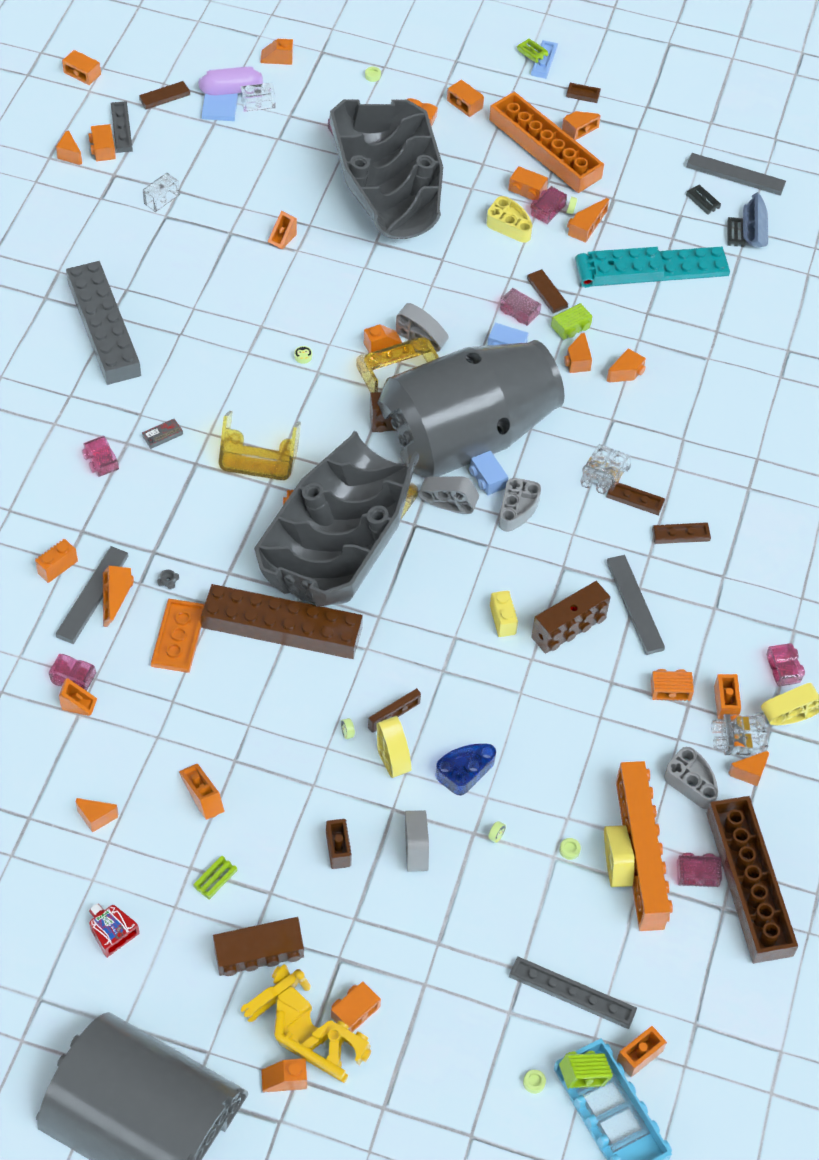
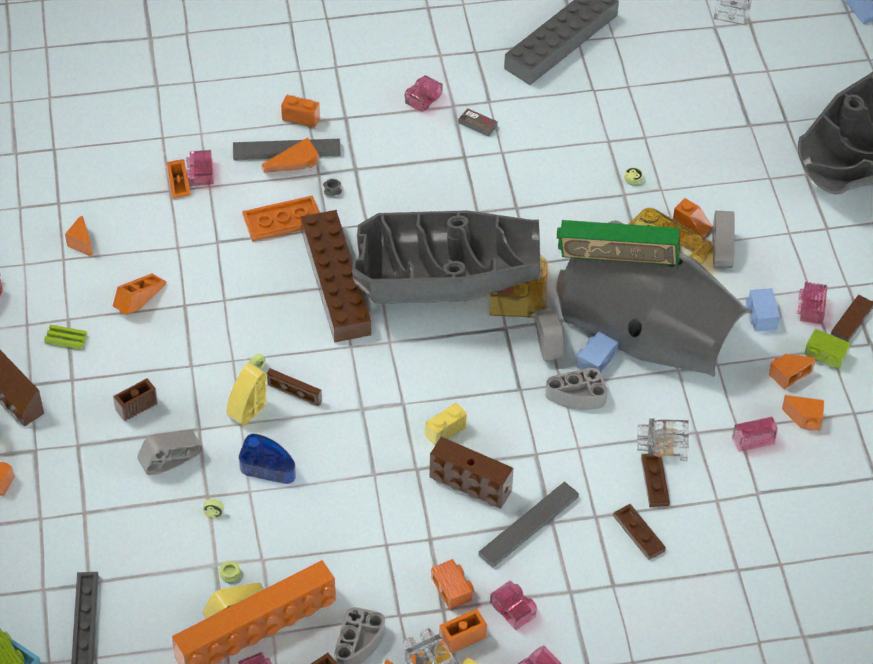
camera: 65 degrees right, 5 degrees down
(256, 461) = (490, 183): clear yellow windscreen -> none
(284, 230) = (758, 104): orange slope -> none
(443, 380) = (619, 242): none -> brick
(631, 409) = (754, 434): none -> clear pink brick
(714, 651) = (513, 605): none -> clear pink brick

